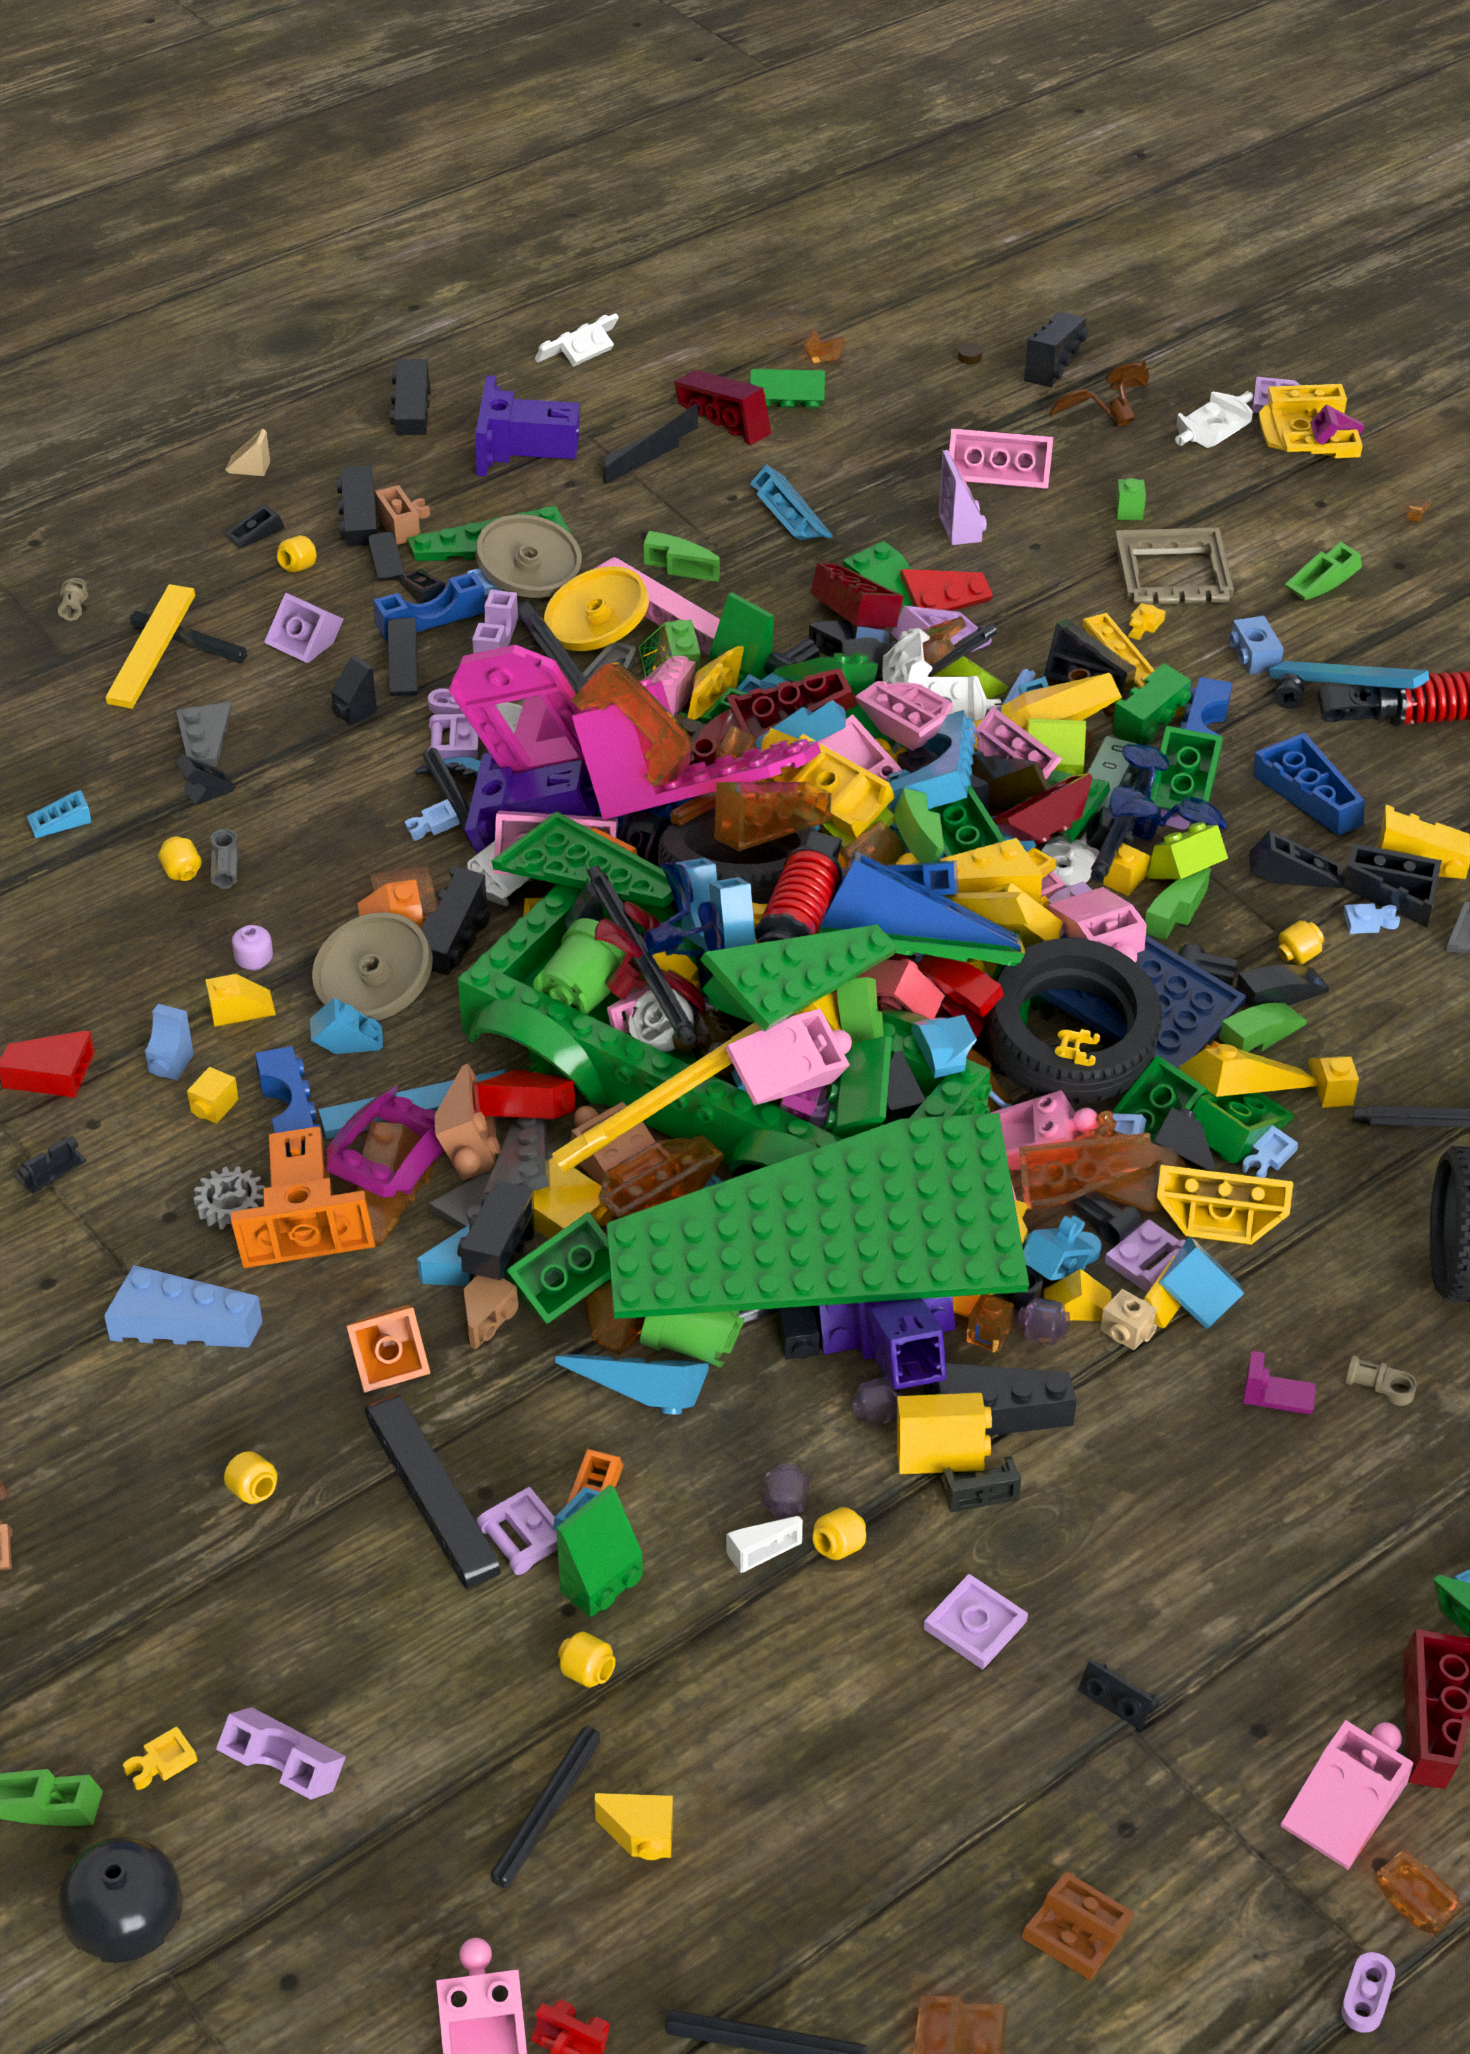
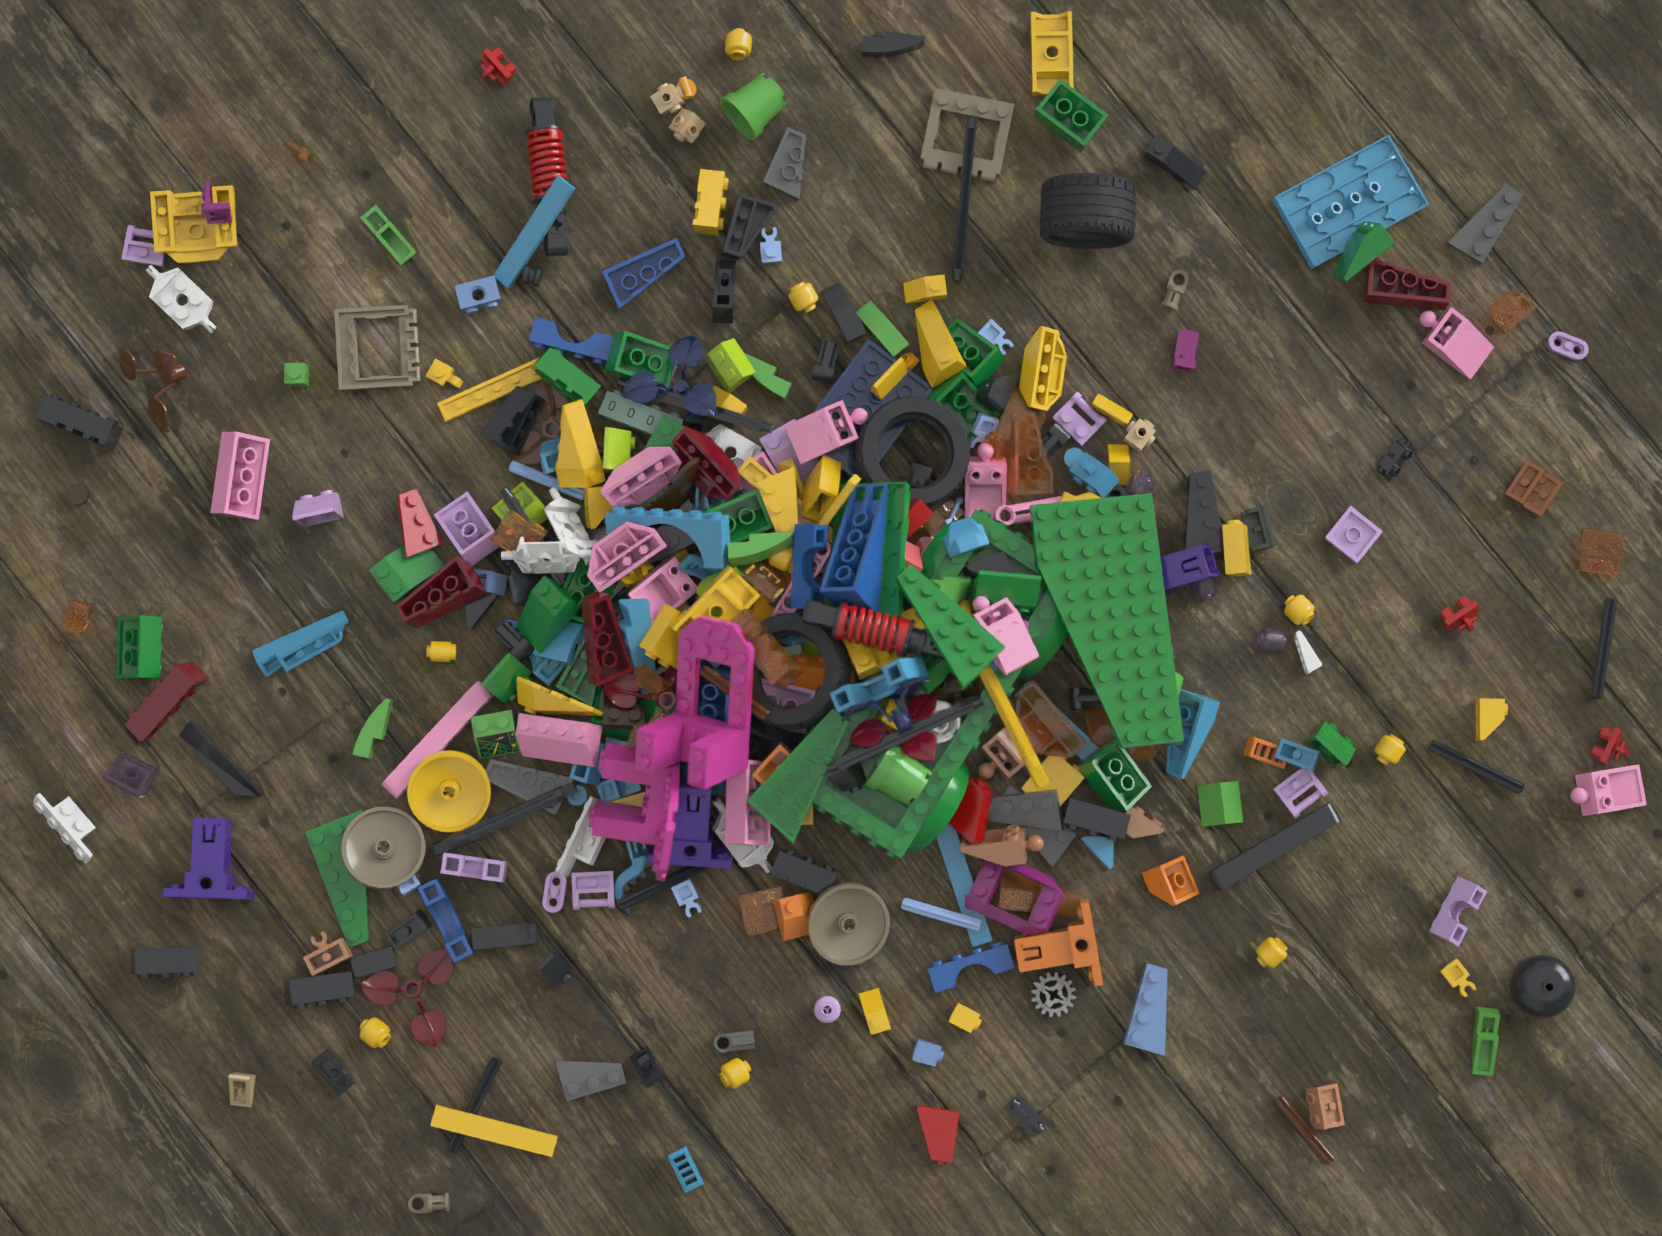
camera: 90 degrees left, 40 degrees up
(302, 629) = (469, 1016): lavender slope -> none
(344, 1029) = (902, 936): dark azure slope -> none
(347, 565) = (383, 986): none -> dark red plant
(372, 1072) = (941, 914): none -> light blue axle
(511, 1425) = (1220, 803): none -> bright green slope
(632, 380) = (131, 775): none -> clear purple slope
(671, 742) = (694, 750): clear orange windscreen -> none
(782, 609) = (441, 651): none -> yellow brick
(827, 1785) = (1461, 619): none -> red hips
(1074, 1053) = (947, 450): yellow piece -> none
(1188, 1009) = (890, 379): none -> yellow slope
(1200, 1283) = (1109, 387): dark azure slope -> none

